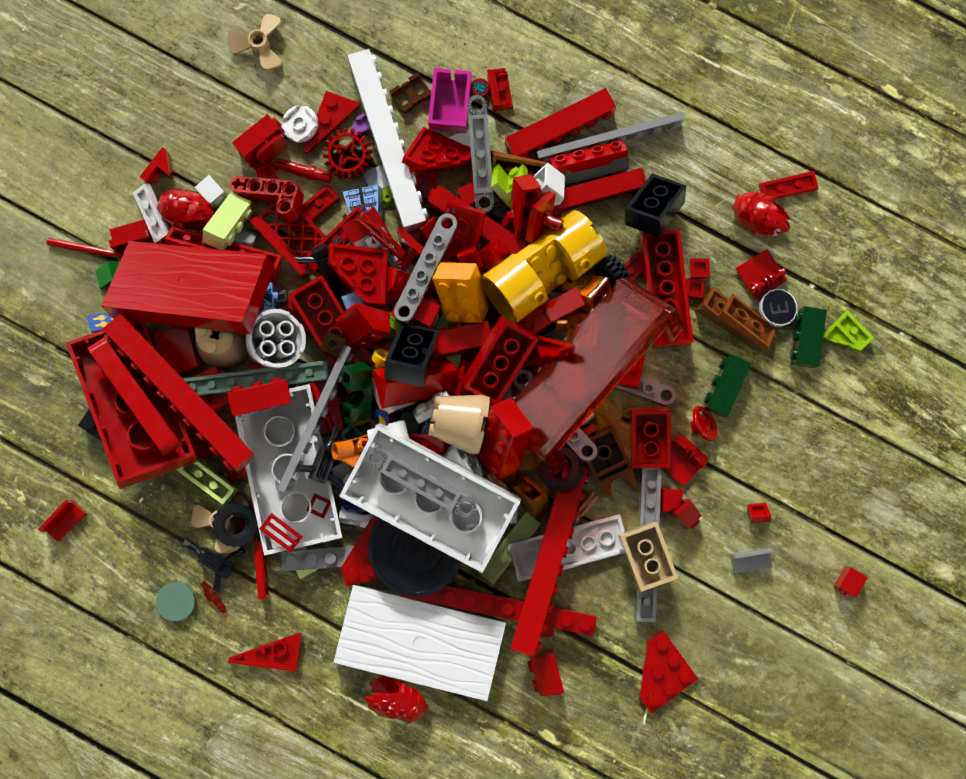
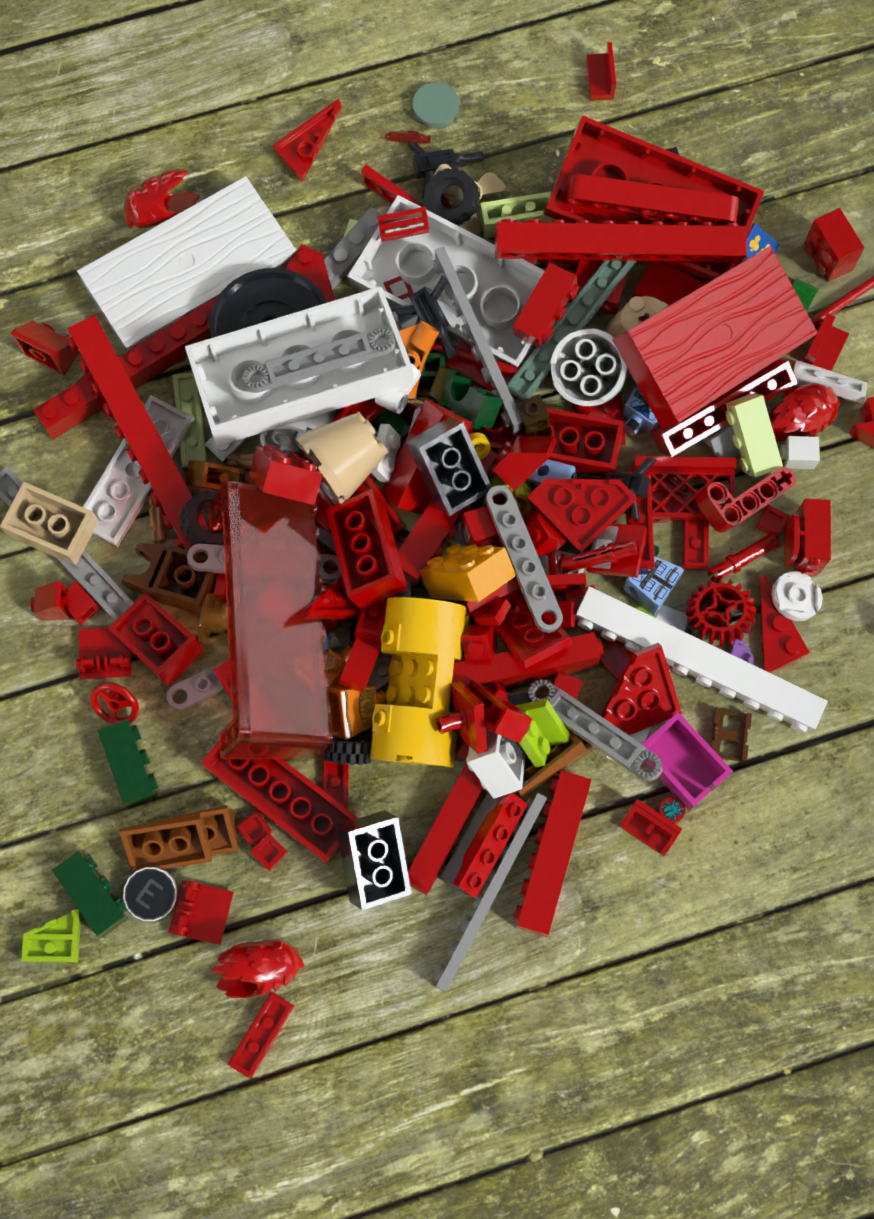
camera: 135 degrees right, 10 degrees down
(61, 280) = (833, 245): none -> red brick

